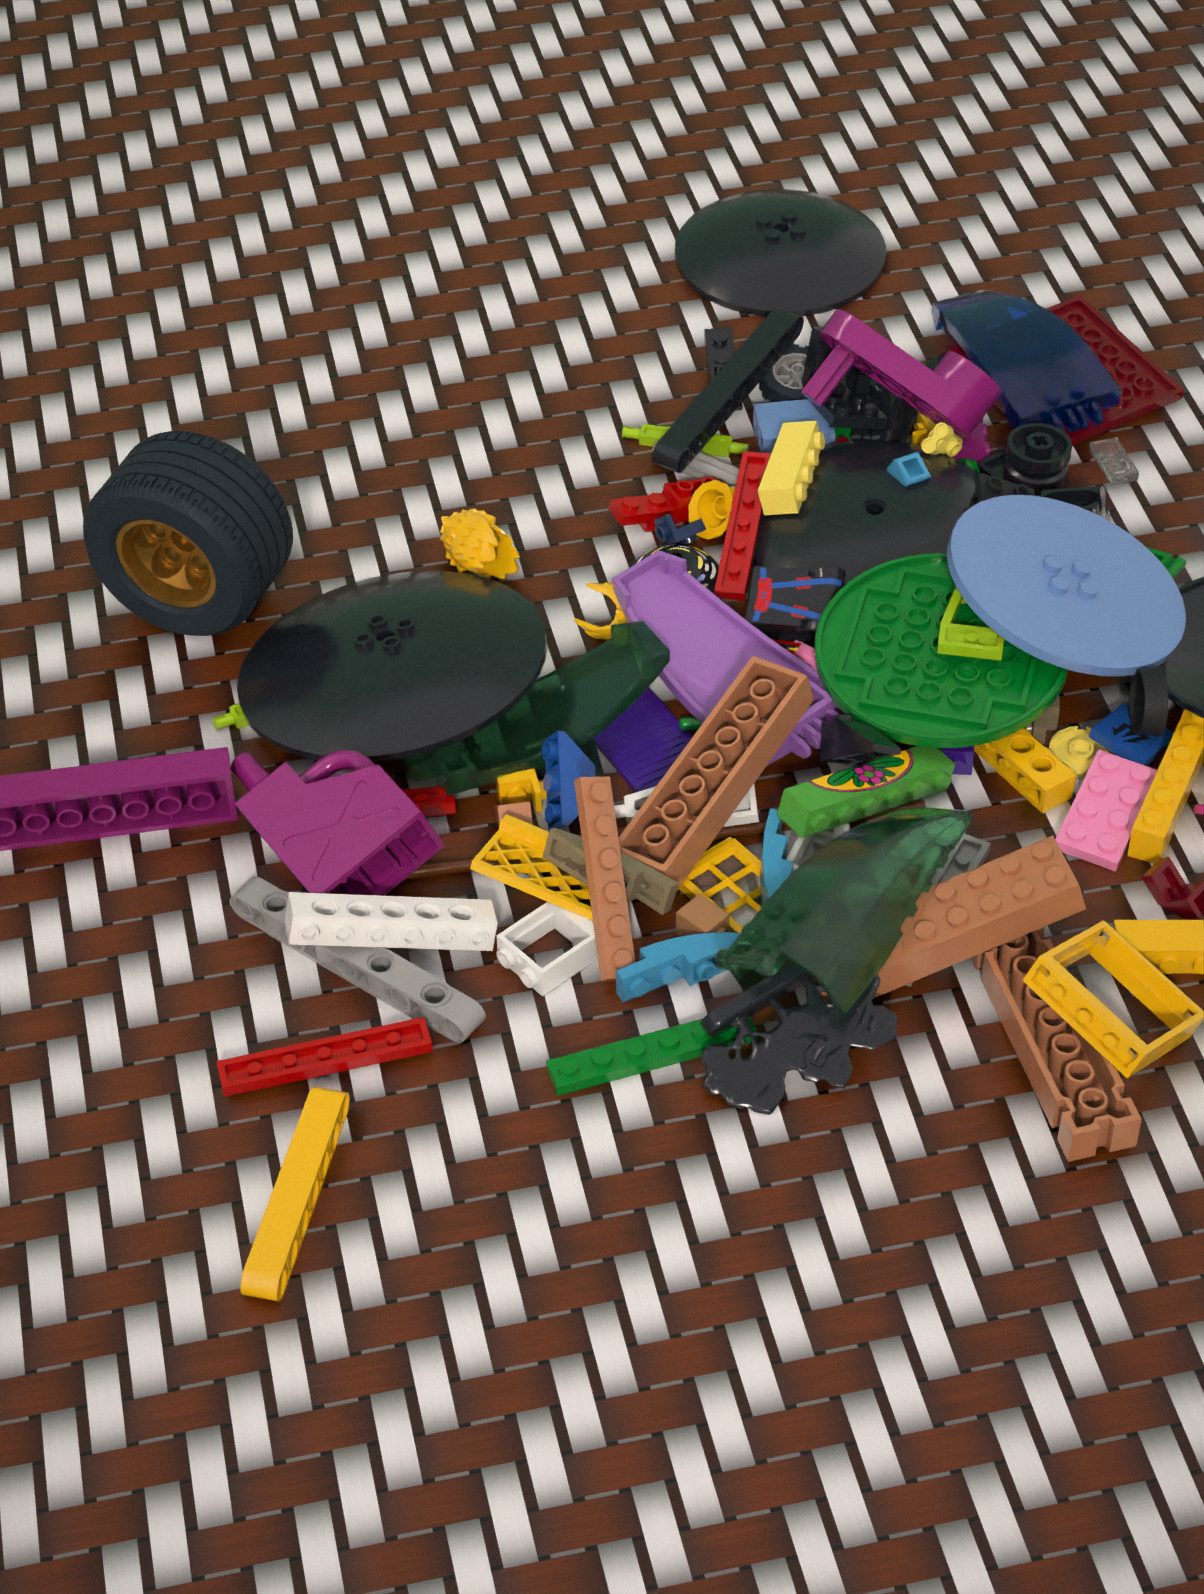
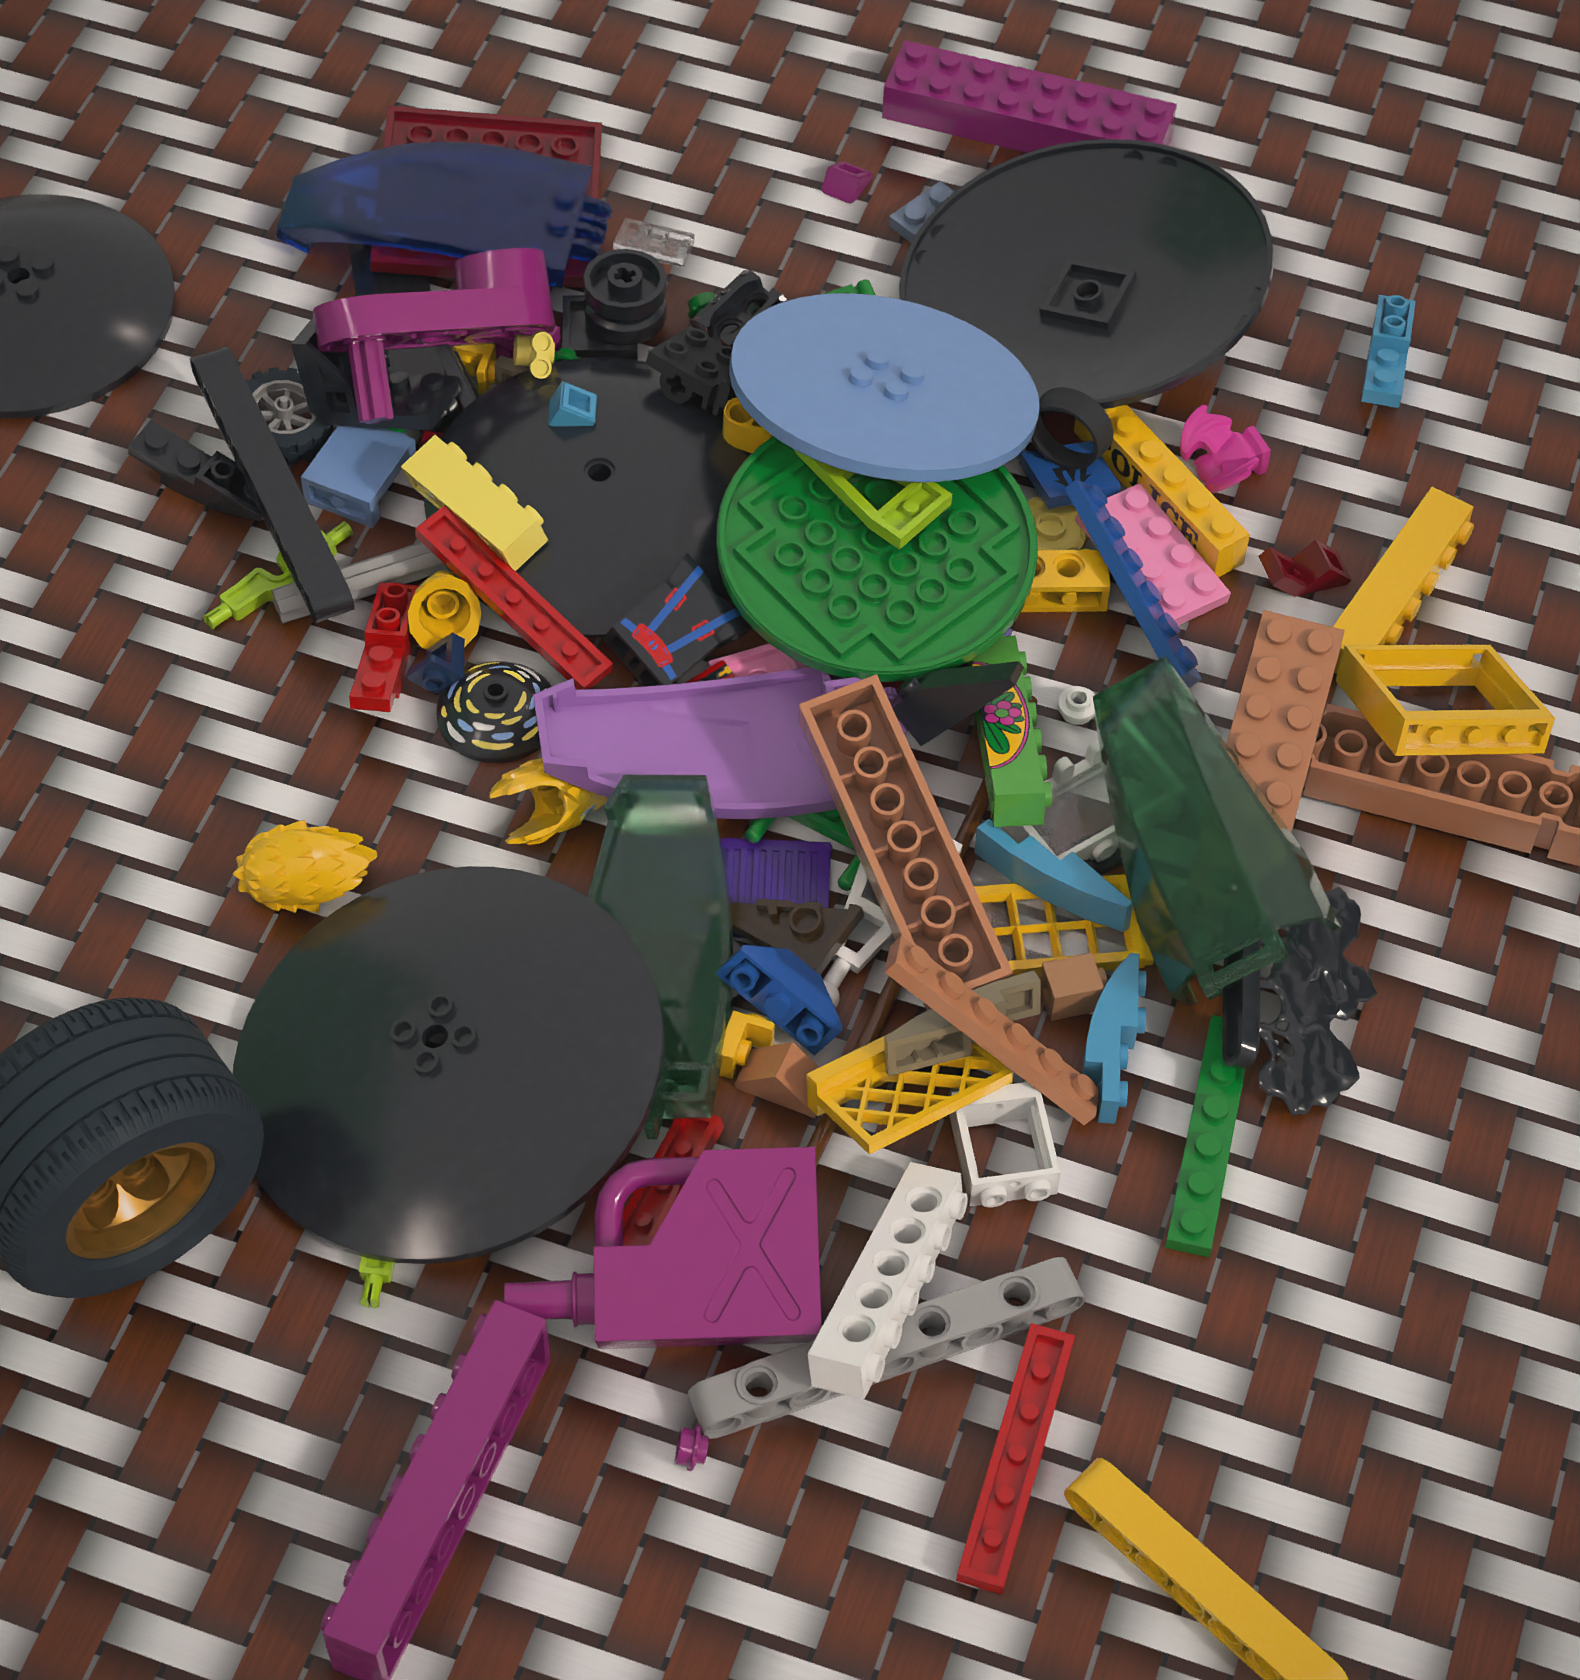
camera: 60 degrees left, 10 degrees up
(217, 902) = (691, 1447): none -> magenta plate
(622, 763) = (803, 928): none -> dark brown wing
(1067, 785) = (1126, 569): none -> blue plate

